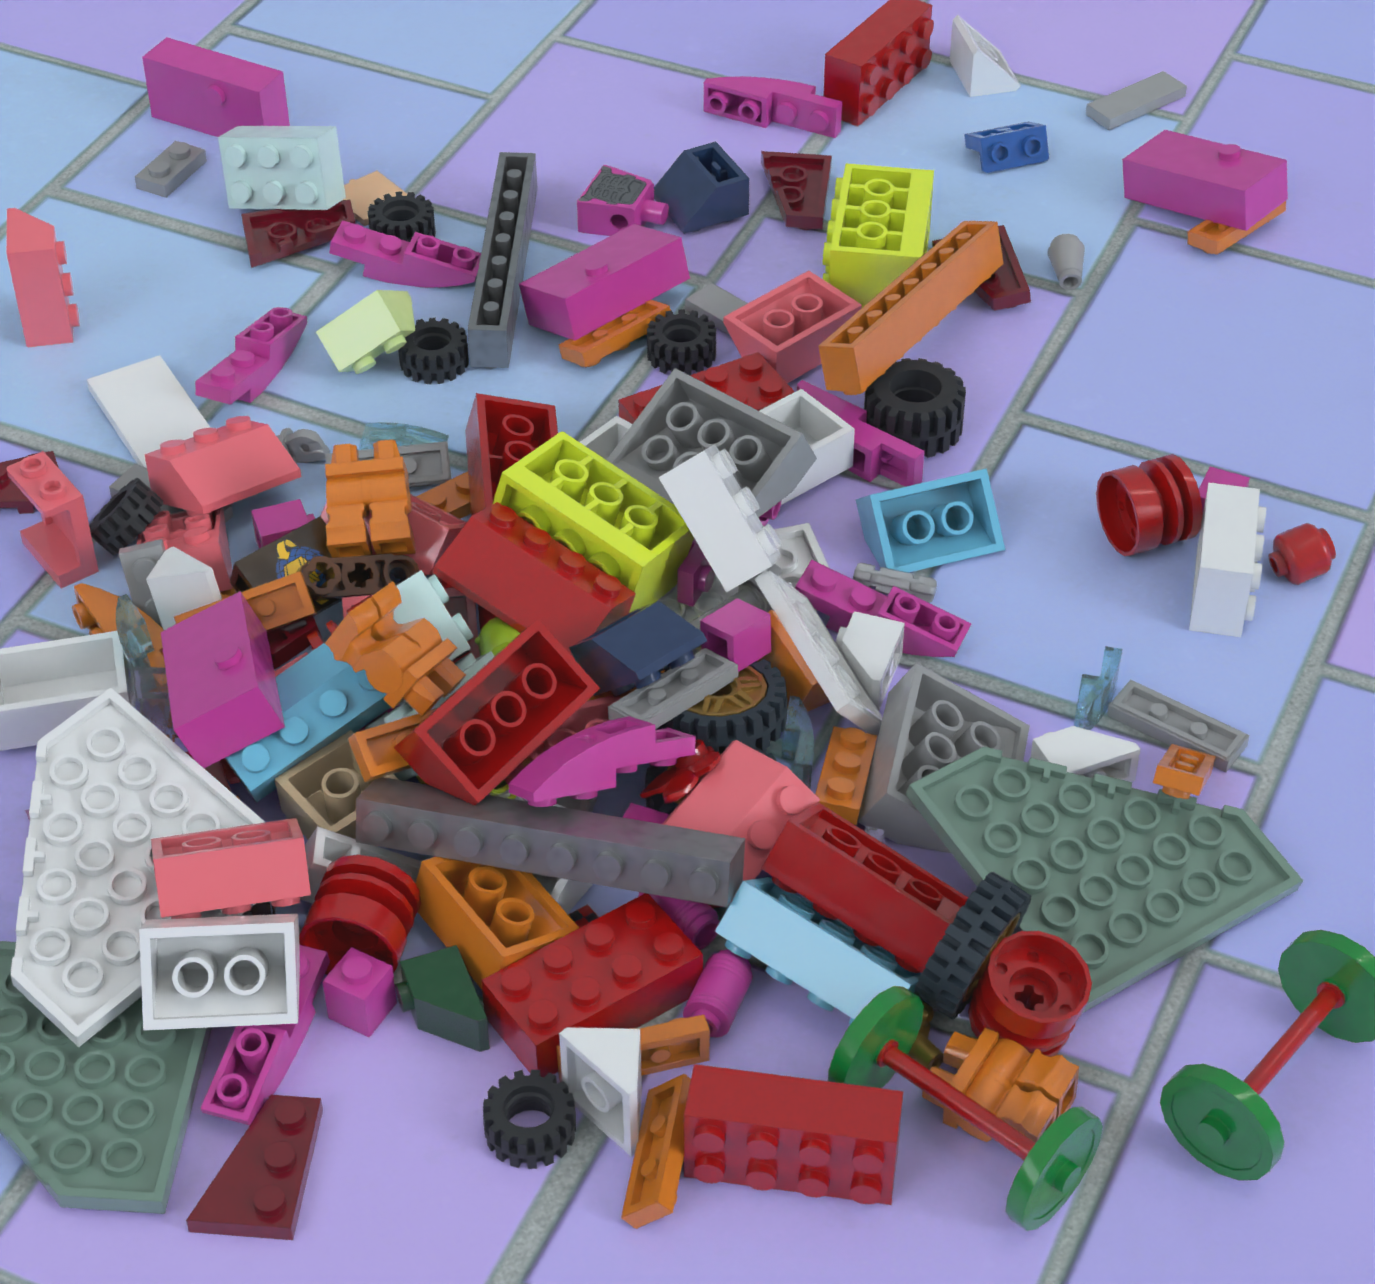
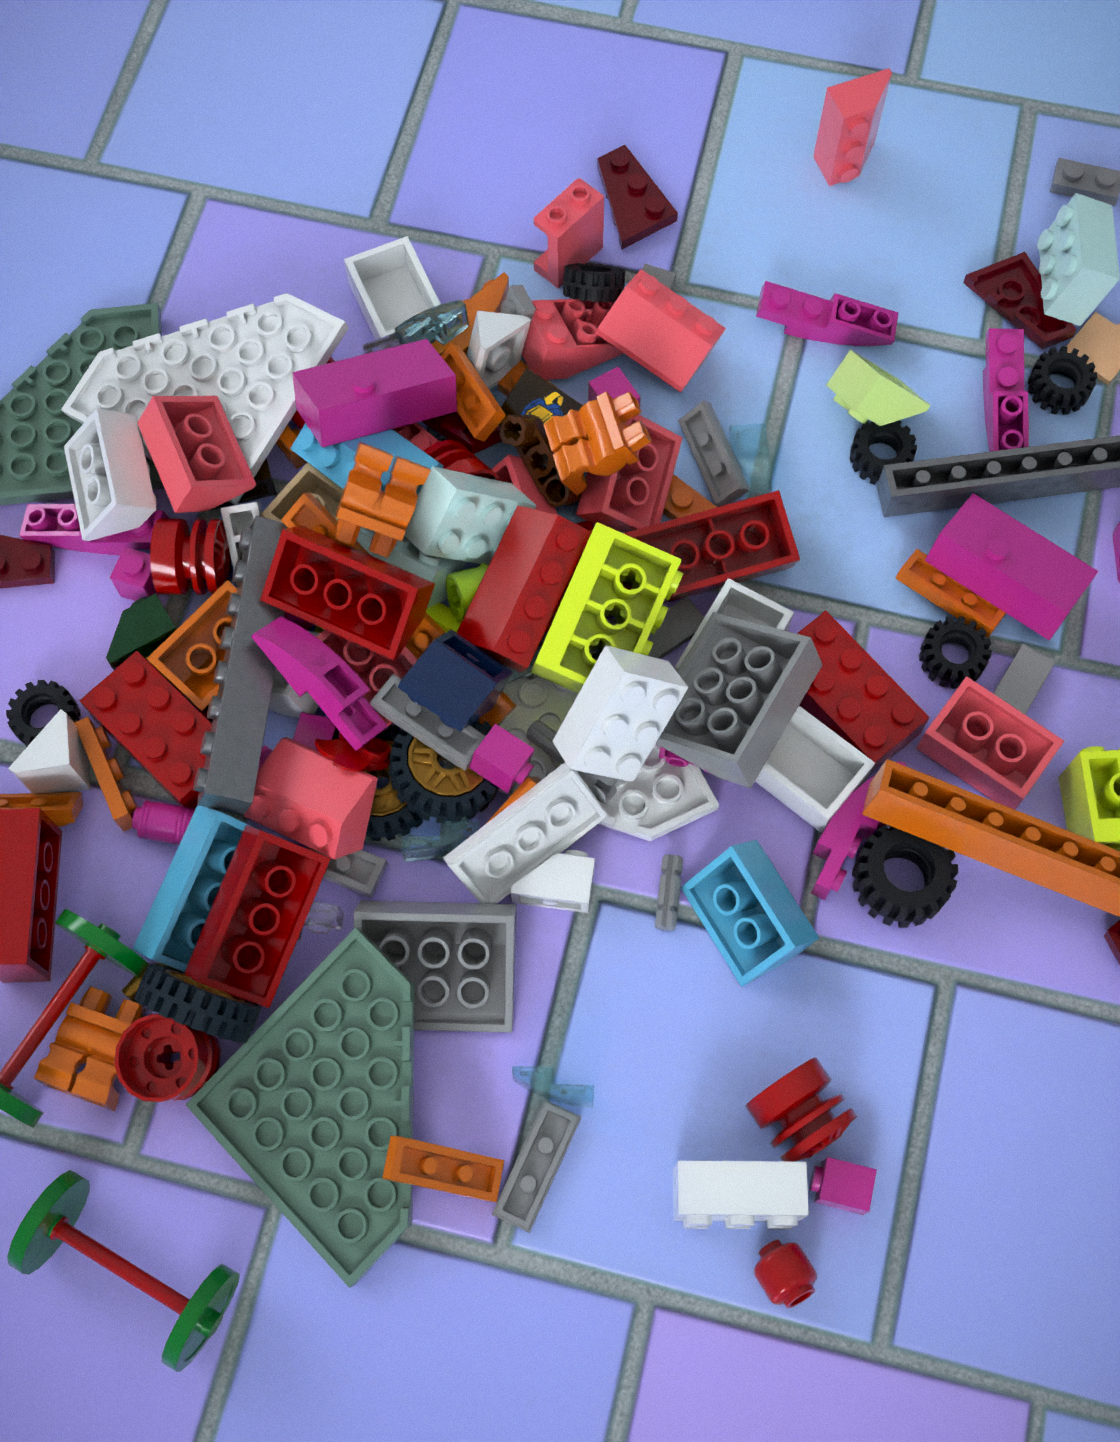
camera: 80 degrees right, 25 degrees up
(146, 406) = (735, 272): white tile -> none
(303, 445) = (726, 374): light grey piece -> none
(846, 771) = (406, 881): orange plate -> none
(926, 628) = (614, 884): dark pink slope -> none
(1088, 753) = (460, 1075): white slope -> none

